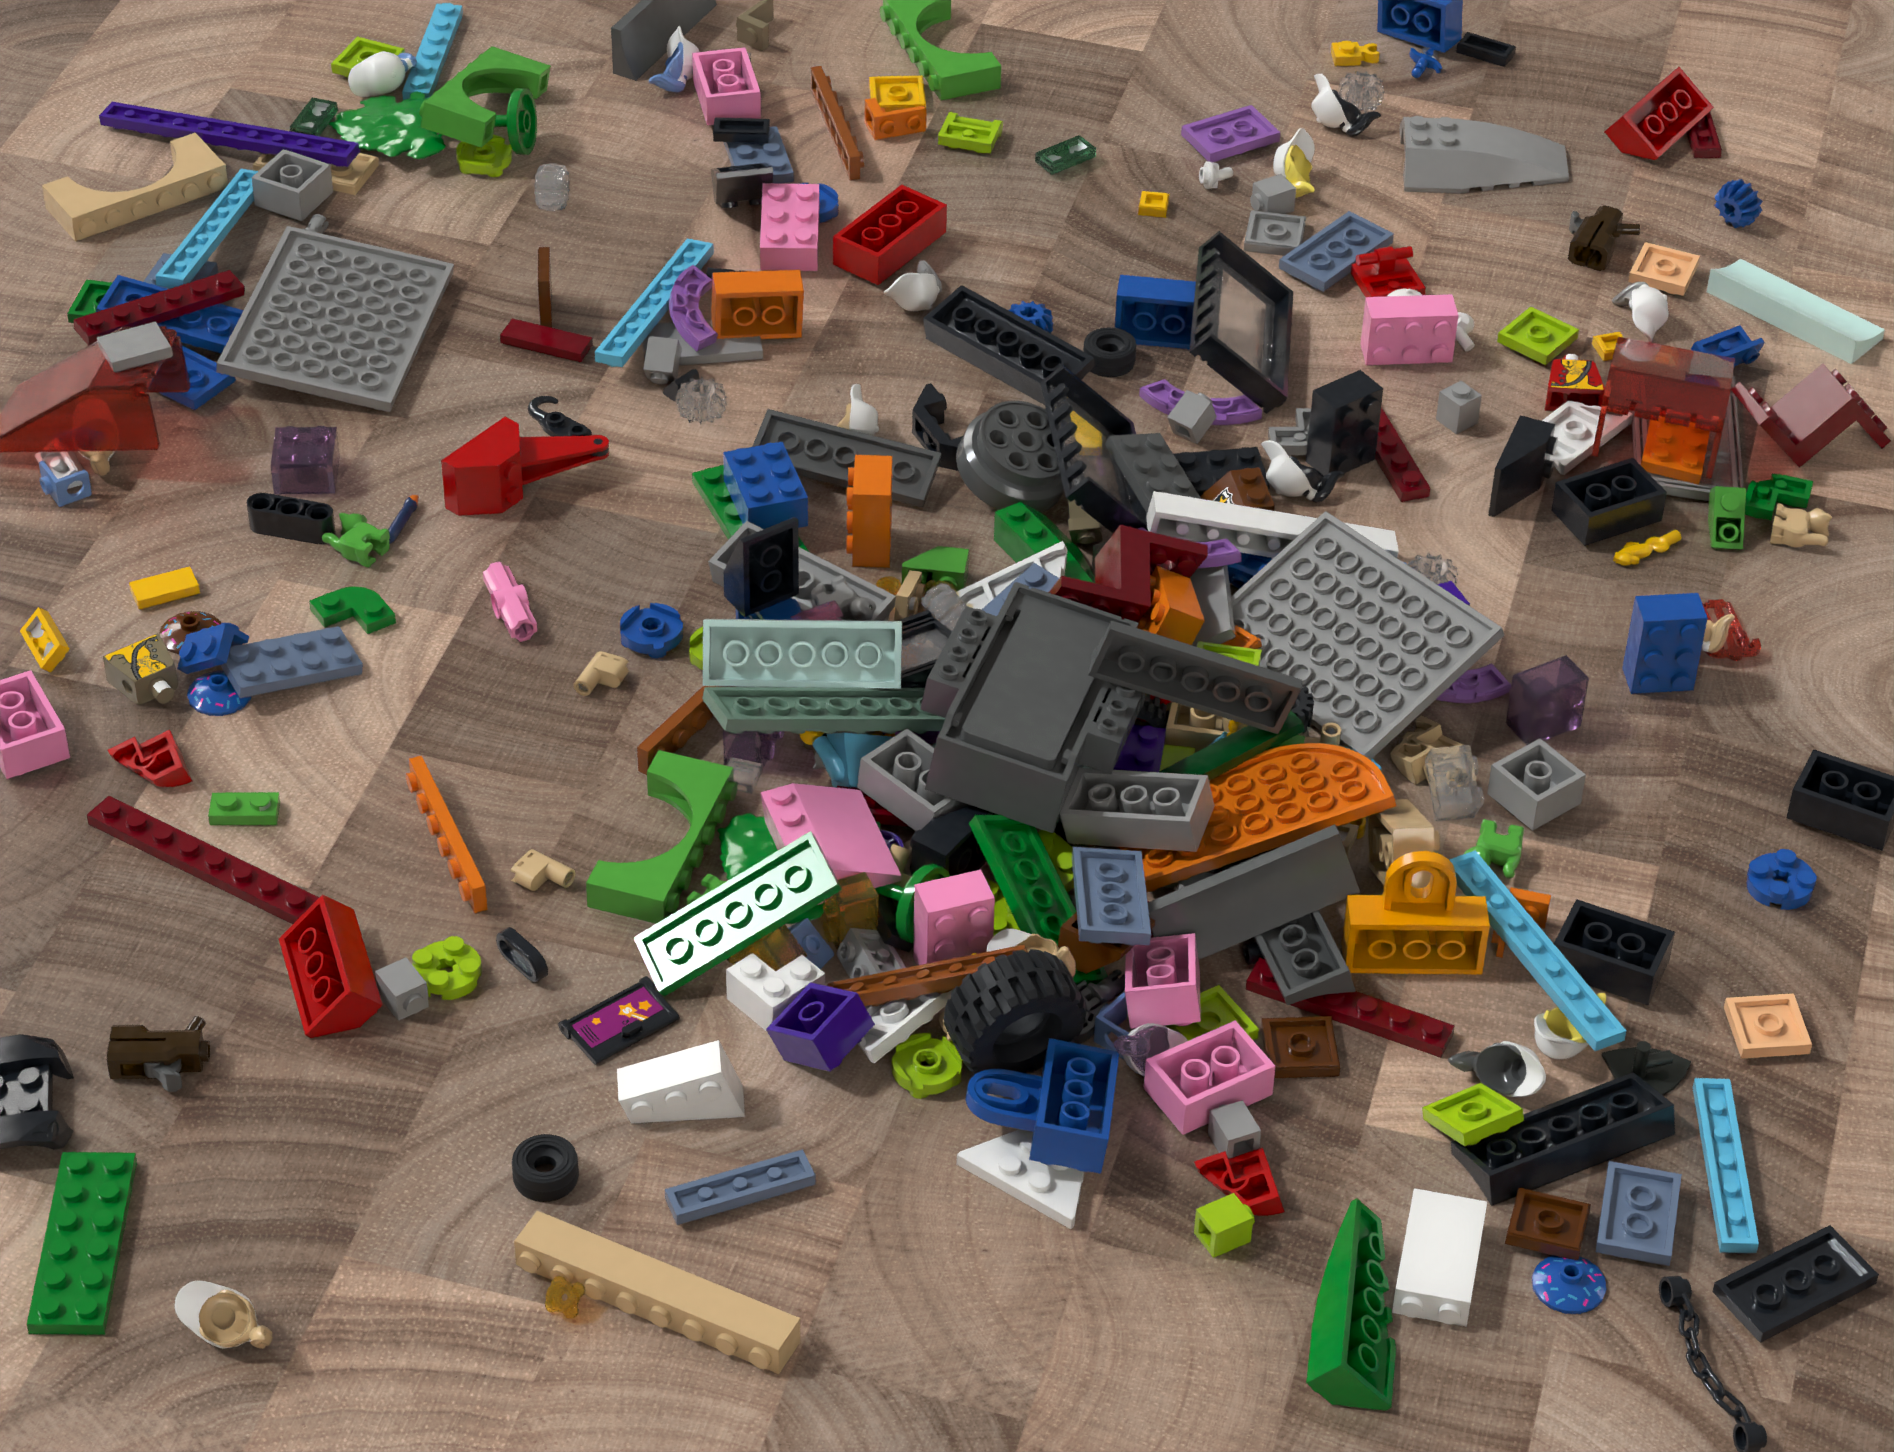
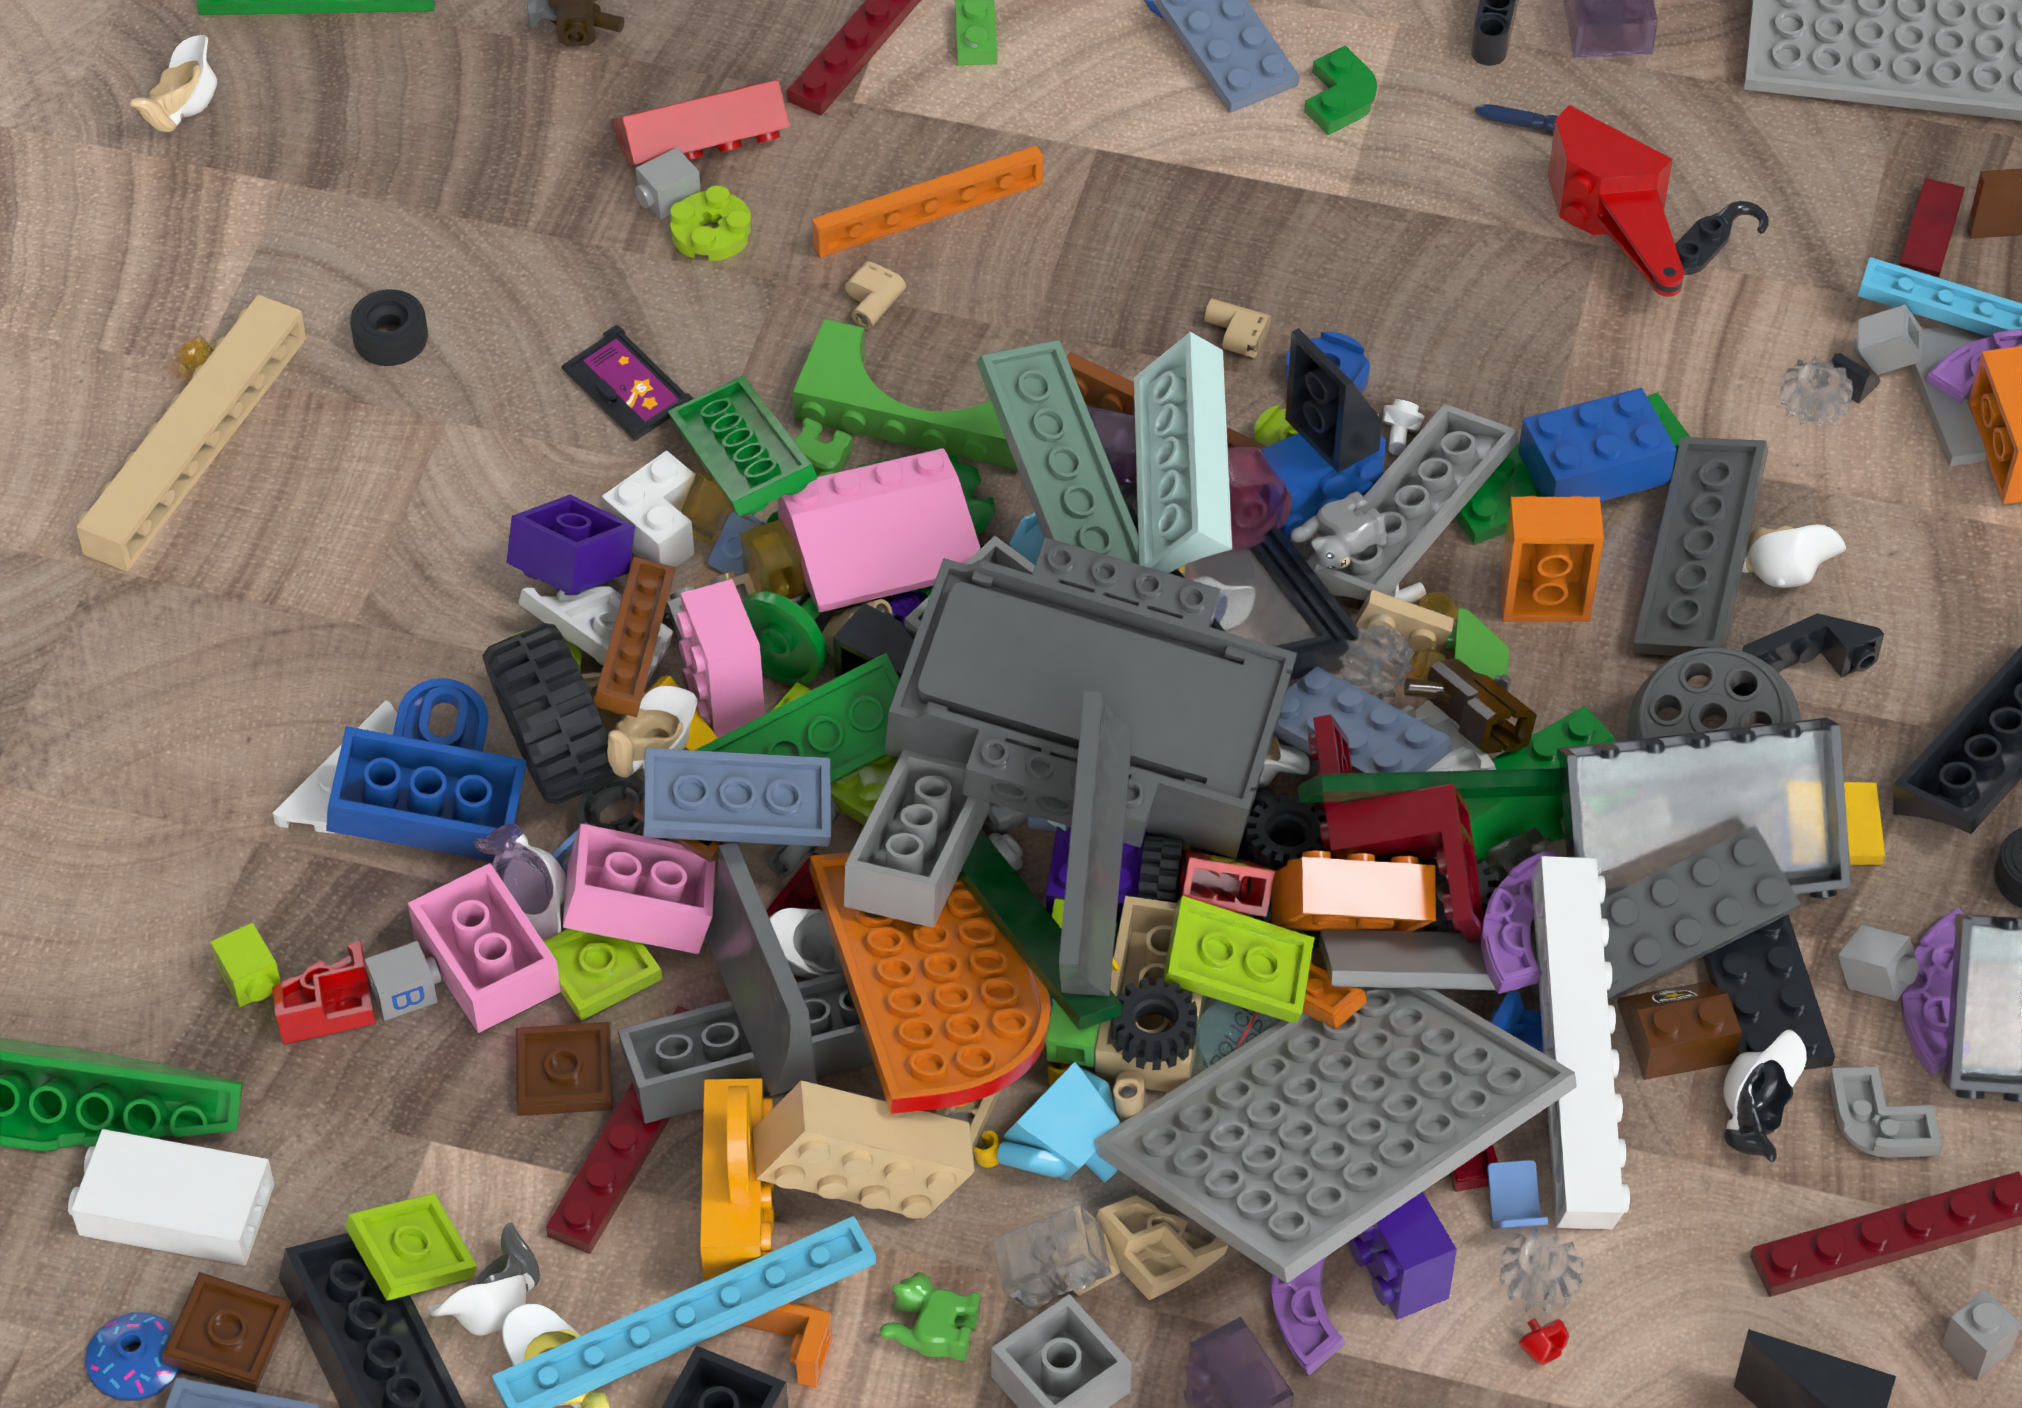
camera: 90 degrees right, 10 degrees up
(358, 539) = (1467, 79): bright green animal -> none
(510, 601) = (1362, 227): bright pink piece -> none
(521, 954) = (723, 282): black tile -> none
(682, 1087) = (492, 436): white wedge -> none
(703, 596) = (1402, 417): none -> white plate
(740, 1187) = (348, 499): sand blue plate -> none
(1002, 551) = (1476, 705): none -> dark brown piece
(1093, 544) = (1468, 783): none -> dark green tile
(1344, 423) = (1852, 1139): black brick -> none
(1477, 583) = (1545, 1342): none -> red piece

